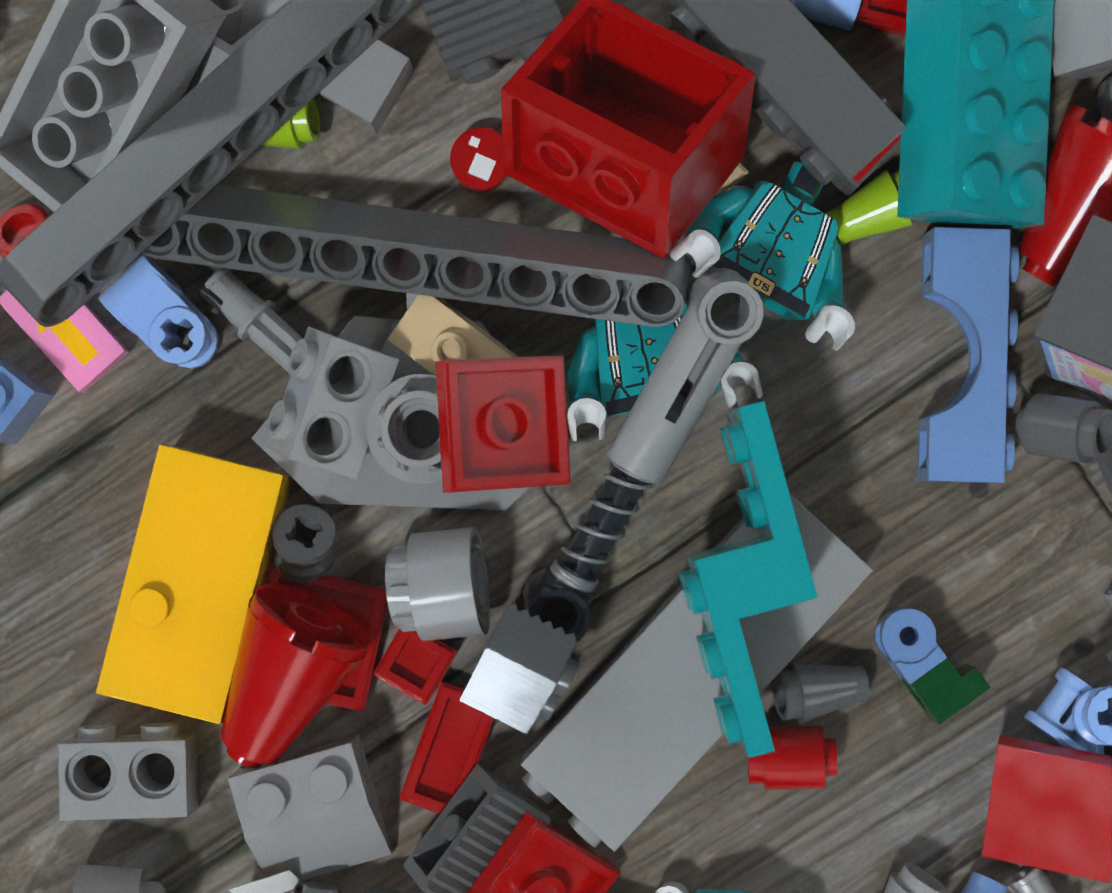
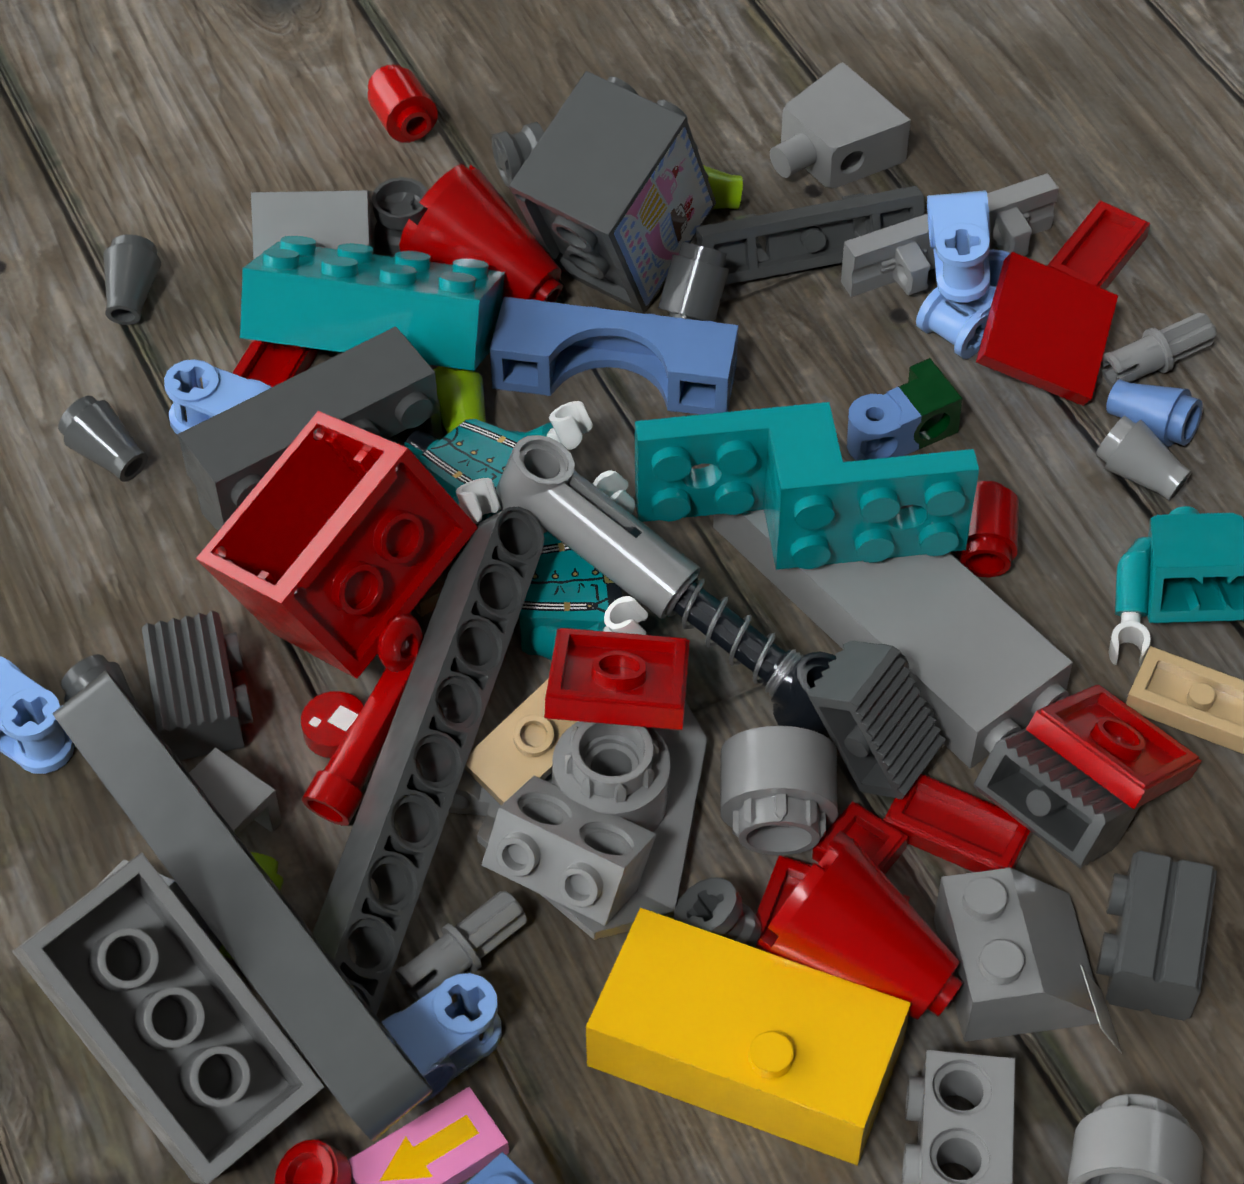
camera: 80 degrees left, 35 degrees down
(400, 177) = (337, 789): none -> red plant

